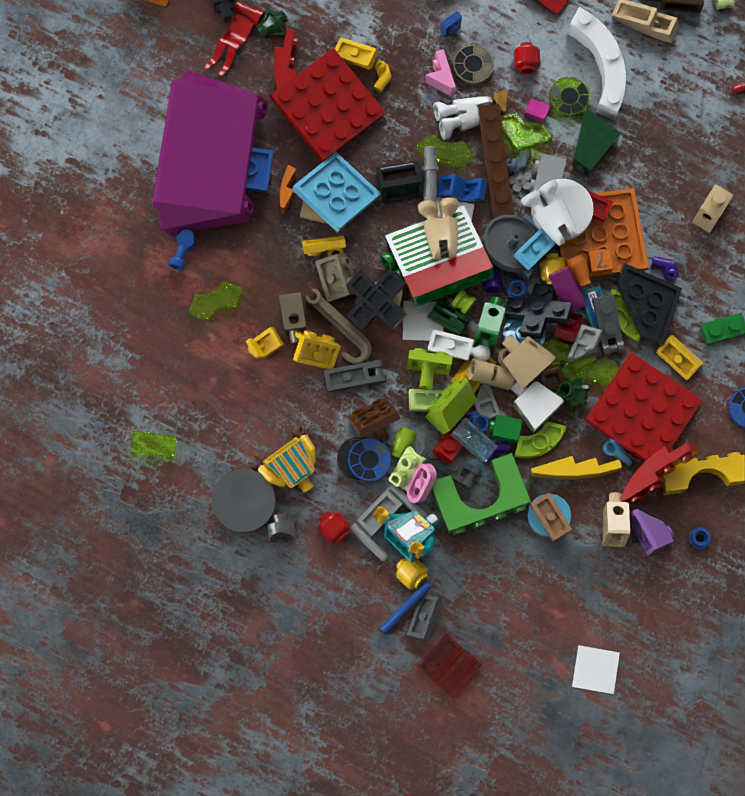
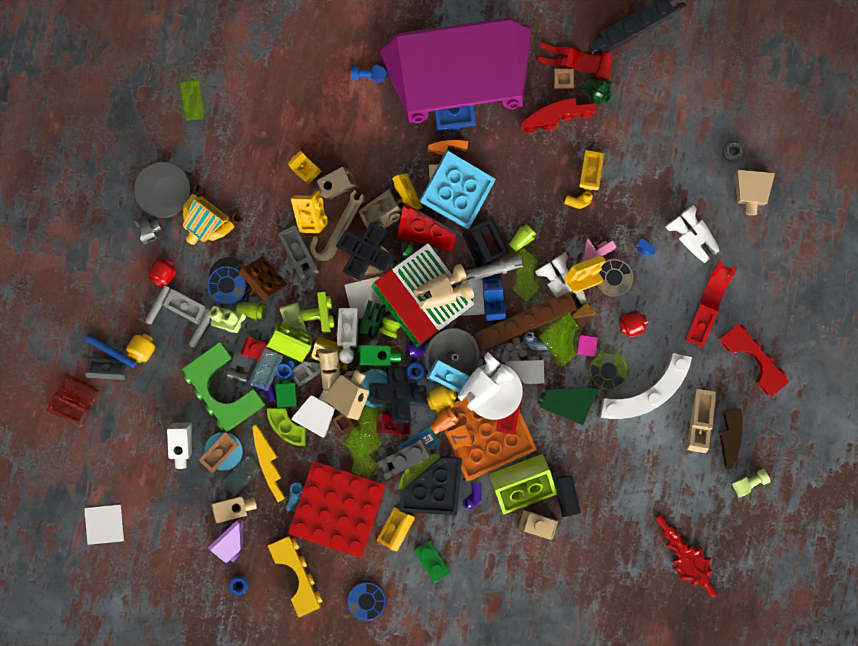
camera: 80 degrees right, 10 degrees up
(225, 296) = (339, 123): clear neon green tile -> none
(250, 55) = (563, 78): none -> medium nougat plate
(327, 104) = (535, 159): red plate -> none
(368, 238) = (424, 230): none -> red wing
(405, 142) = (522, 237): none -> lime cone
(409, 532) = (171, 336): torso -> none
(421, 483) = (216, 334): bright pink plate -> none
(464, 86) = (585, 274): none -> yellow bracket
(522, 553) = (180, 435): none -> white torso
(567, 288) = (425, 415): magenta tile -> none
(574, 393) = (333, 444): dark green rock -> none
(581, 503) = (241, 476): none -> clear light blue slope
(585, 343) = (380, 442): light grey tile -> none
(650, 474) = (280, 530): red slope -> none
(665, 212) = (523, 484): none -> lime slope
(689, 171) = (567, 496): none -> black pin

